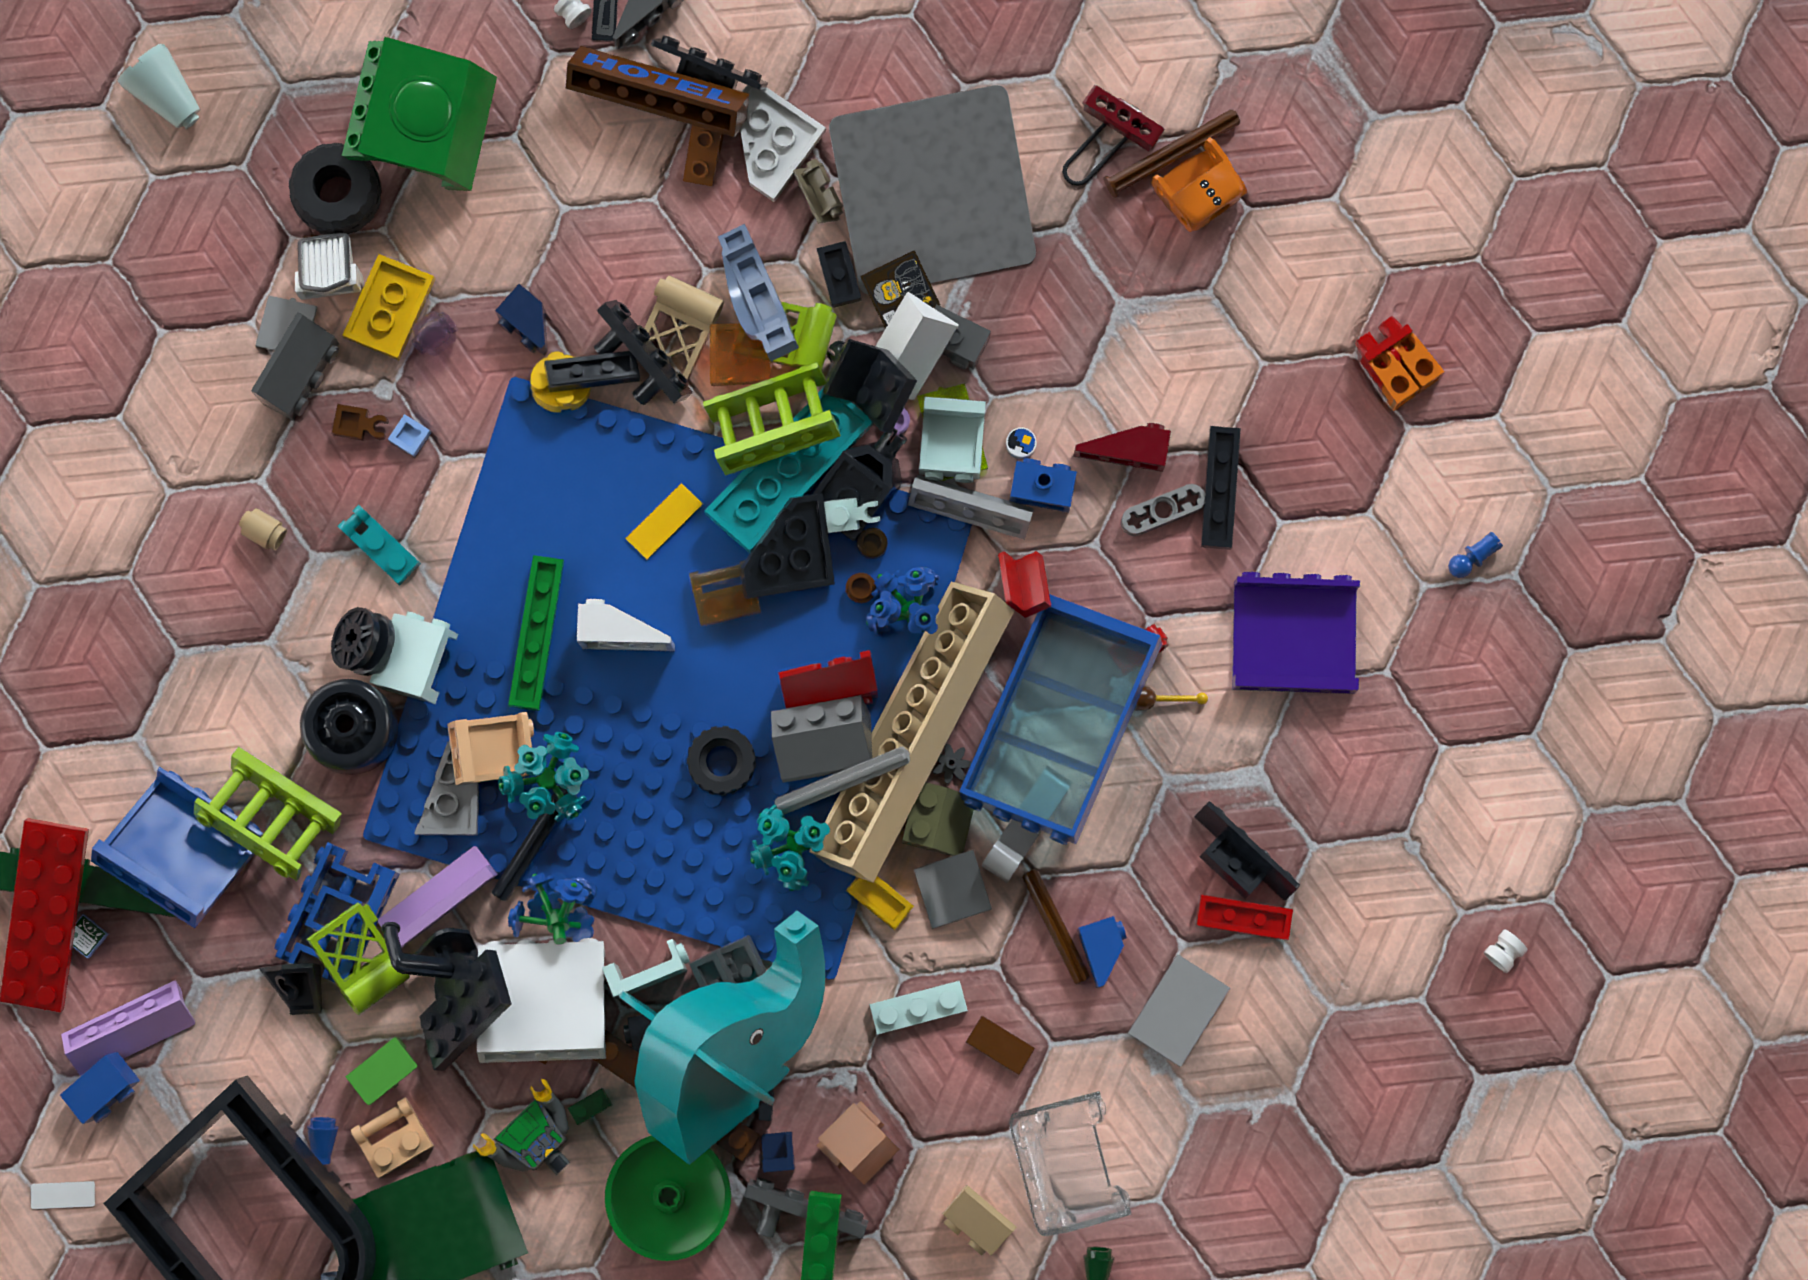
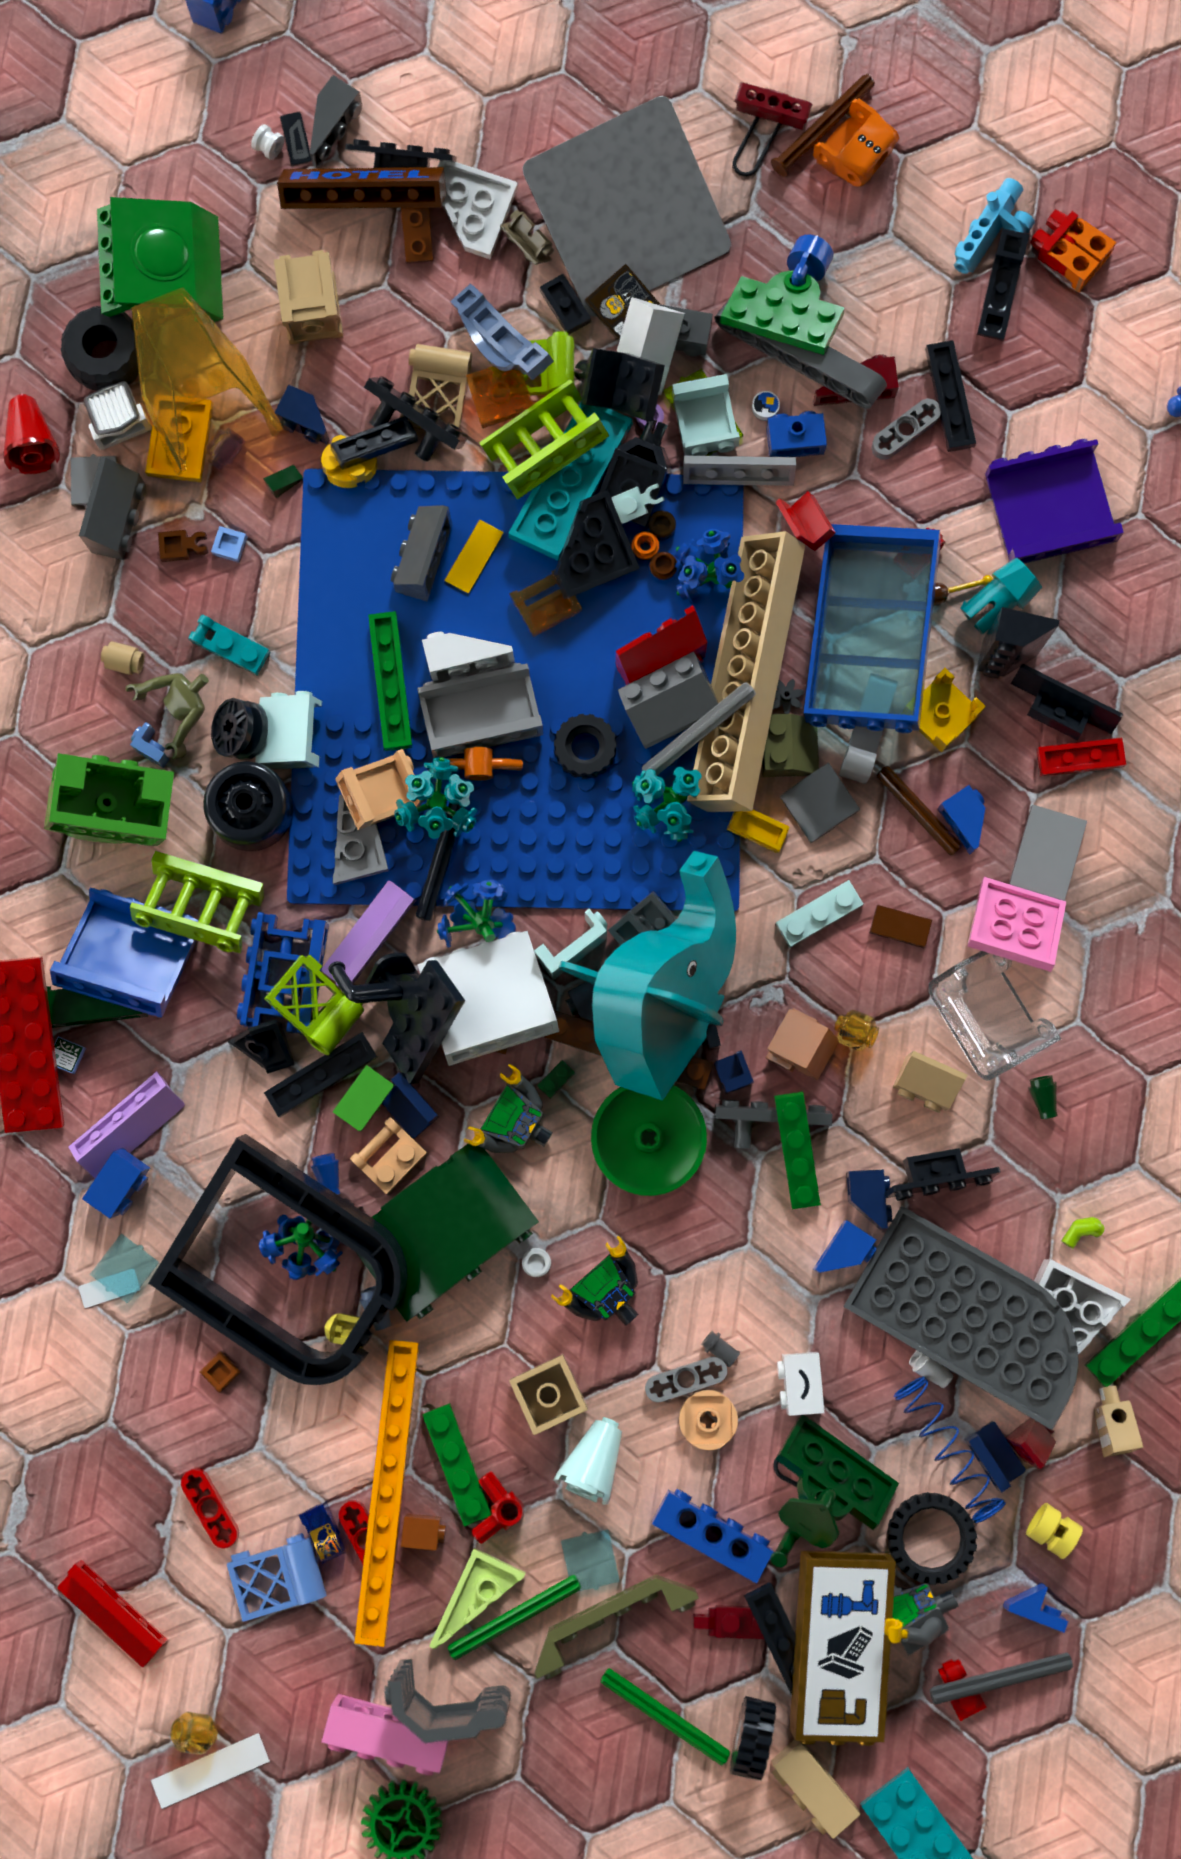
camera: 10 degrees left, 0 degrees up
(84, 1178) = (124, 1268): none -> clear light blue piece
(229, 262) = (28, 437): none -> red cone
(231, 689) = (133, 795): none -> bright green brick
(264, 636) = (151, 750): none -> medium blue bracket
(265, 1226) = (303, 1235): none -> blue plant
(310, 593) = (181, 701): none -> olive piece
(345, 1032) = (320, 1074): none -> black plate
(416, 236) = (184, 362): none -> clear yellow windscreen
(428, 1092) = (409, 1107): none -> dark blue panel
(486, 382) = (283, 480): none -> dark green piece
(566, 194) = (308, 297): none -> tan container
(605, 748) = (479, 763): none -> orange piece
(608, 504) = (422, 551): none -> dark grey slope
(621, 691) = (480, 710): none -> light grey panel
(844, 552) = (645, 537): none -> orange plate
(920, 1143) = (856, 1030): none -> clear yellow head
(1071, 398) = (830, 370): none -> dark grey beam
(1074, 345) = (790, 303): none -> plate
(1114, 828) = (946, 711): none -> yellow panel
(1120, 1079) = (1017, 924): none -> bright pink plate
(1200, 779) = (1013, 641): none -> black slope
(1218, 716) = (1010, 587): none -> teal piece
(1311, 383) = (1002, 284): none -> black slope
(1312, 315) = (993, 218): none -> medium azure piece

